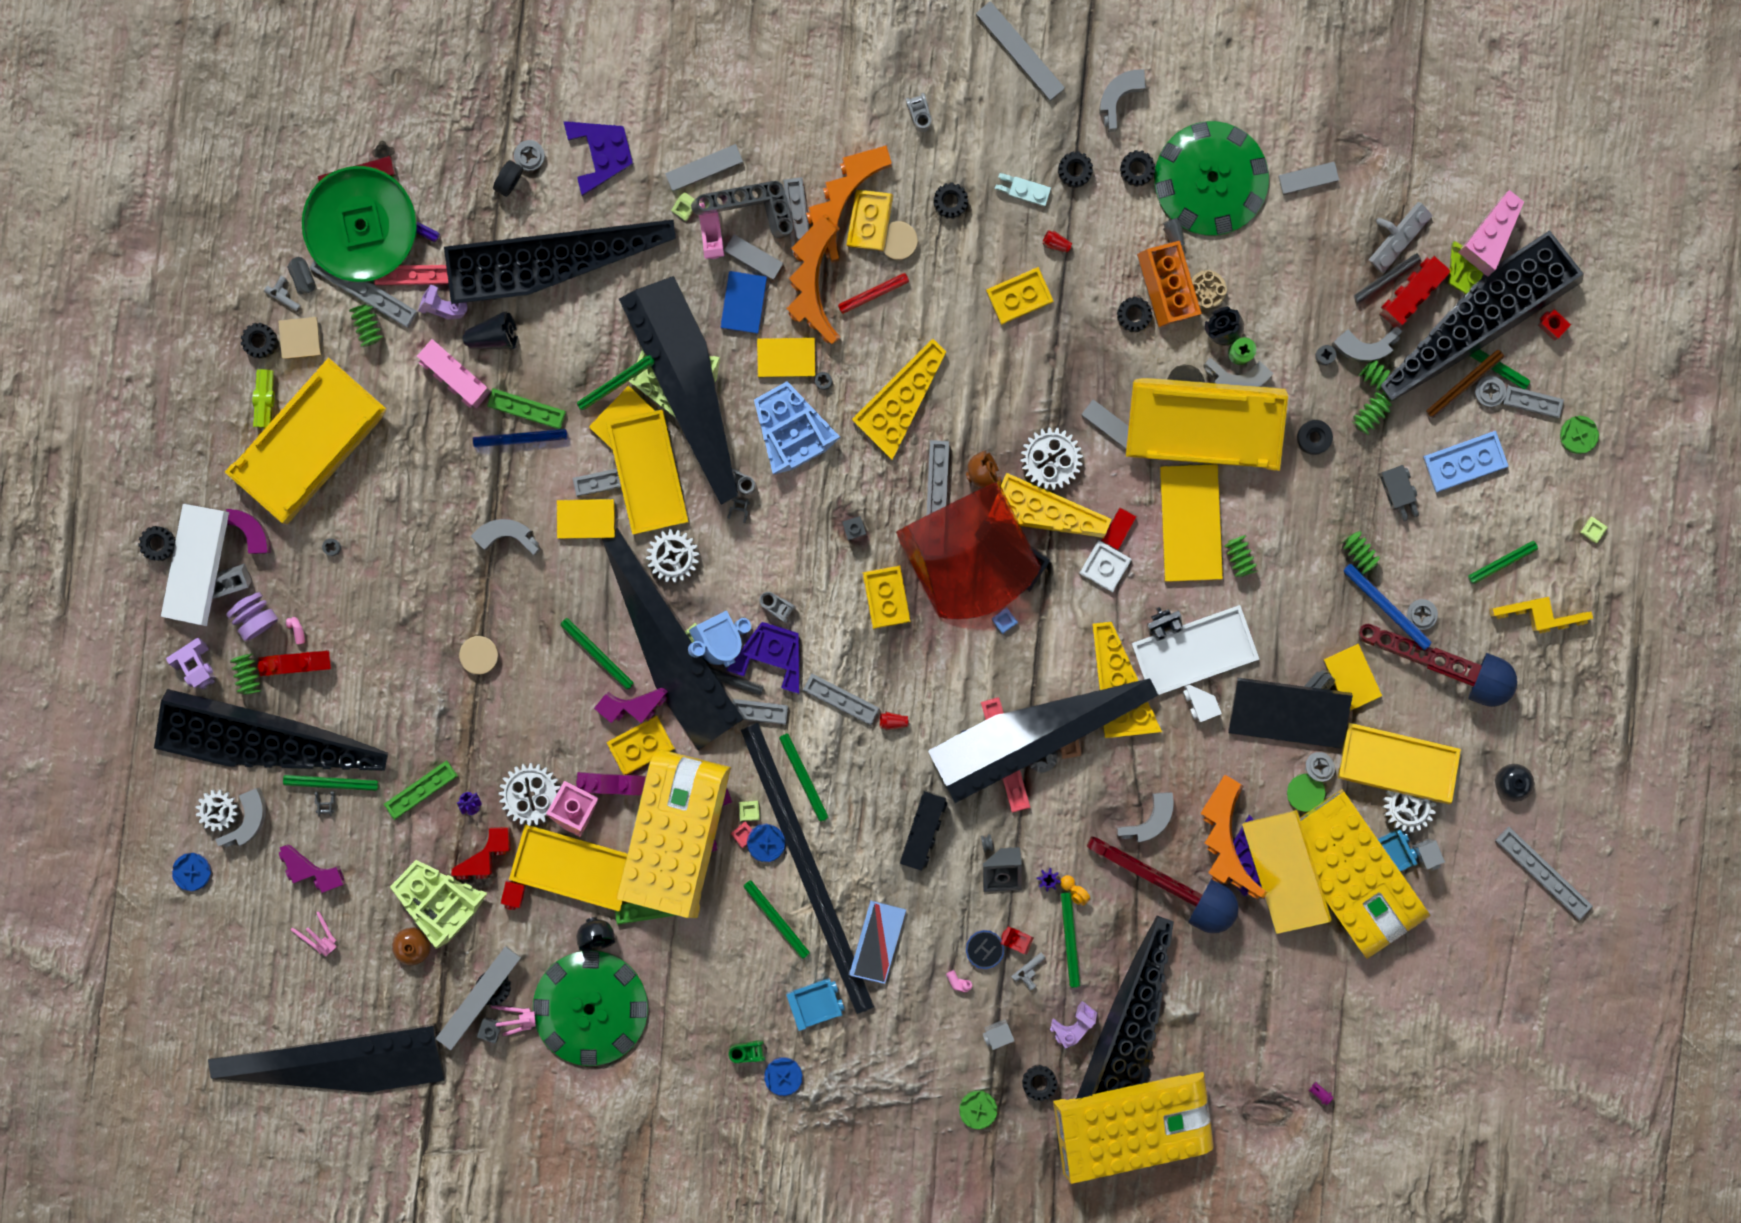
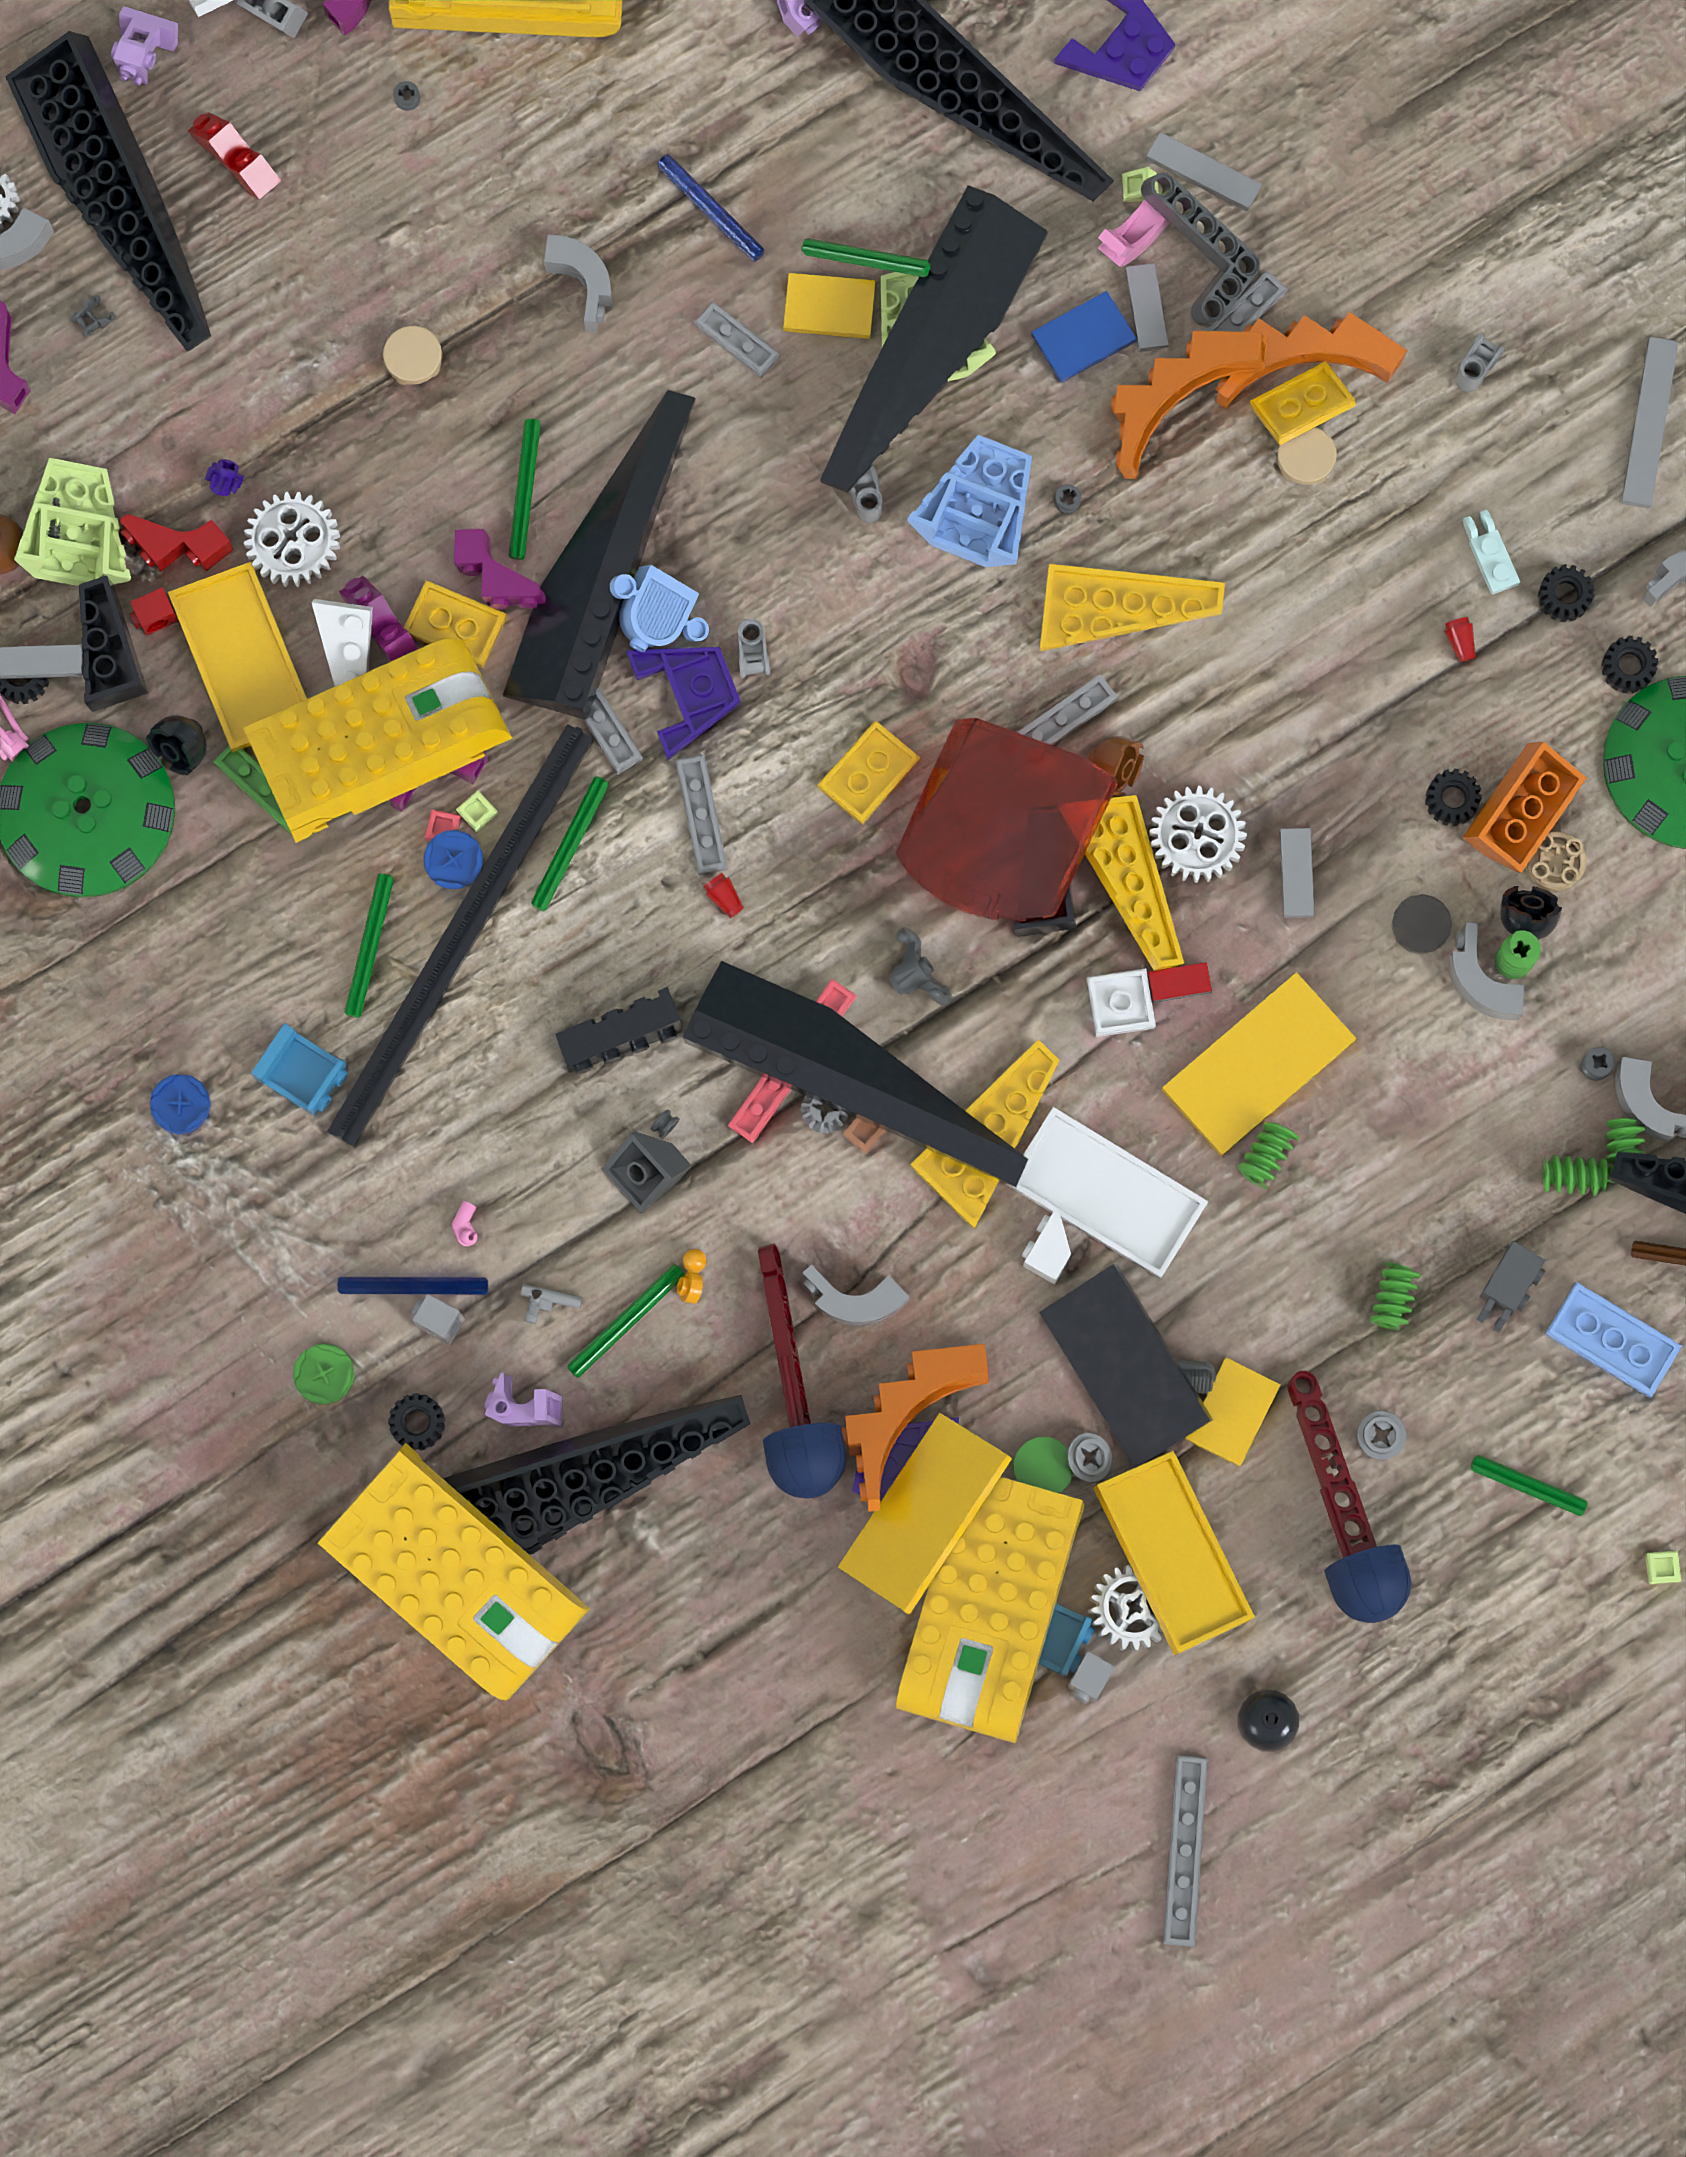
camera: 55 degrees right, 10 degrees down
(245, 670) = (175, 109): bright green piece -> none
(253, 618) = (250, 63): lavender wheel -> none
(297, 628) = (277, 130): bright pink arm -> none
(336, 783) = (123, 304): green axle -> none
(420, 790) = (196, 413): bright green tile -> none
(454, 374) = (724, 75): bright pink wedge -> none
(492, 333) = (809, 81): black cone -> none
(516, 933) = (109, 656): none -> black wedge
(526, 408) = (751, 189): bright green tile -> none
(572, 808) = (300, 588): bright pink slope -> none
(586, 518) = (676, 353): yellow tile -> none
(609, 810) = (345, 637): none -> white wing
(647, 472) = (789, 379): yellow tile -> none
(666, 540) = (704, 477): white gear -> none
(738, 508) = (830, 512): dark grey piece -> none
(740, 683) = (623, 681): dark grey axle -> none
(748, 1051) = (179, 1038): green piece -> none
(786, 357) = (1059, 435): yellow tile -> none
(854, 528) = (920, 667): dark grey brick -> none
(873, 293) = (1220, 476): red axle -> none
(877, 942) = (437, 1085): tile -> none
(950, 189) = (1405, 462): black tyre -> none
(969, 1031) = (413, 1285): none -> clear blue axle
(984, 949) = (531, 1225): black tile -> none
(1004, 620) = (955, 934): medium blue tile -> none
(1010, 656) = (916, 971): none -> dark grey piece
(1016, 940) = (573, 1252): red bracket -> none
(1019, 295) = (1360, 647): yellow tile -> none
(1045, 875) = (683, 1225): dark purple gear -> none
(1163, 620) = (1112, 1124): black hips -> none
(1174, 230) = (1593, 764): dark grey cone -> none
(1207, 423) = (1394, 978): yellow piece -> none
(1307, 445) = (1499, 1117): black tyre -> none
(1321, 1093) = (680, 1787): magenta pin -> none
(1387, 607) = (1355, 1382): blue axle -> none
(1541, 615) = (1504, 1583): yellow bracket -> none

